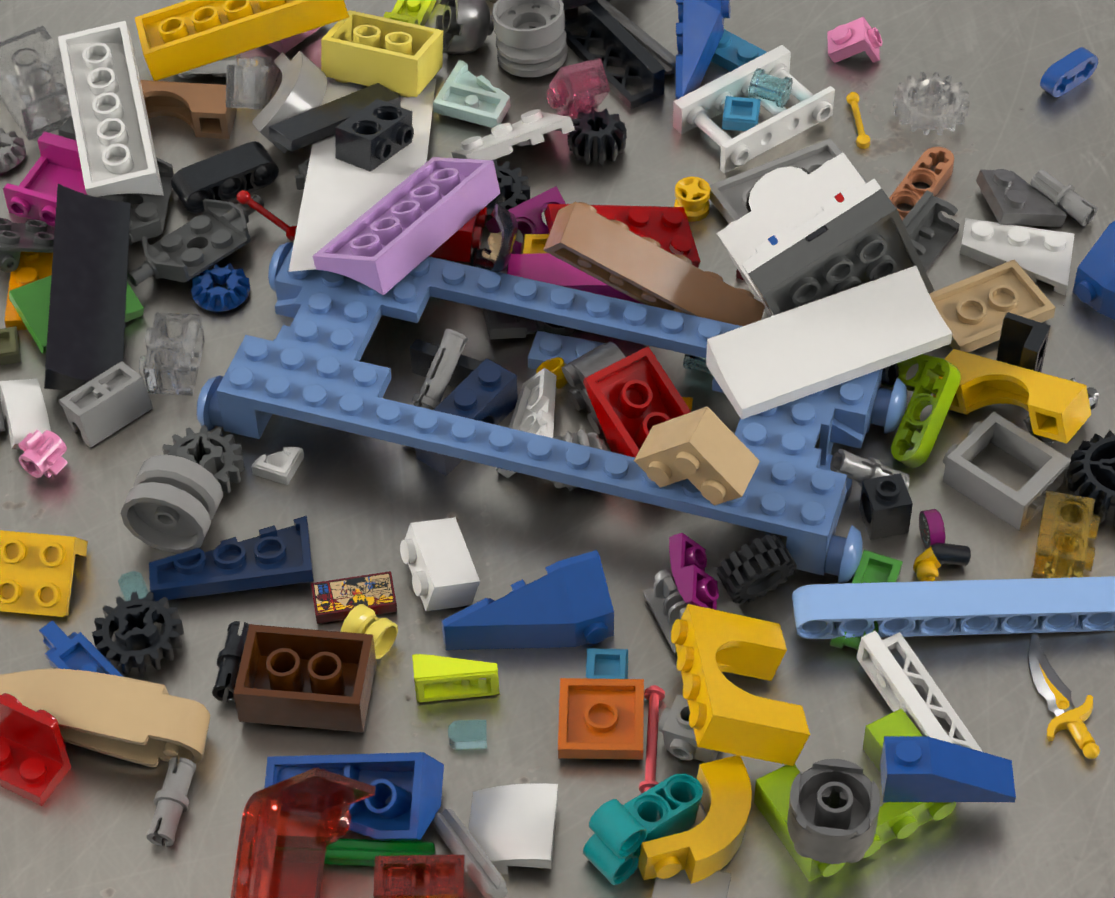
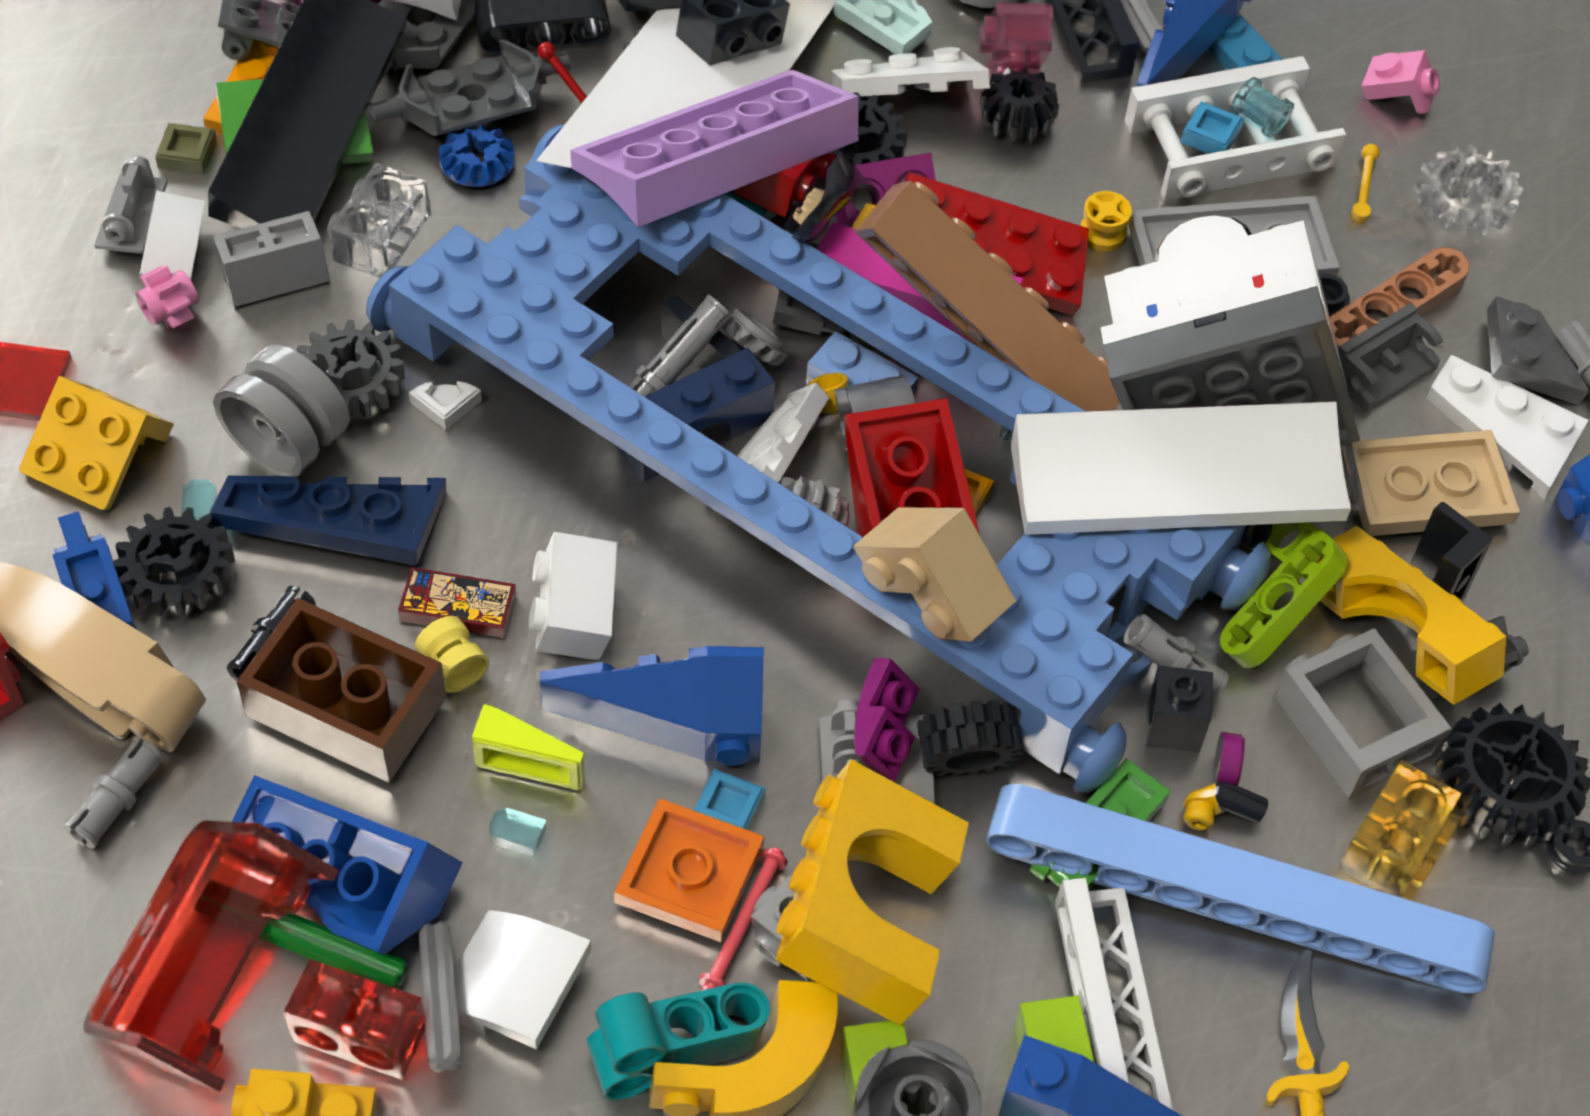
camera: 15 degrees right, 5 degrees up
(482, 349) = (755, 336): none -> light grey gear

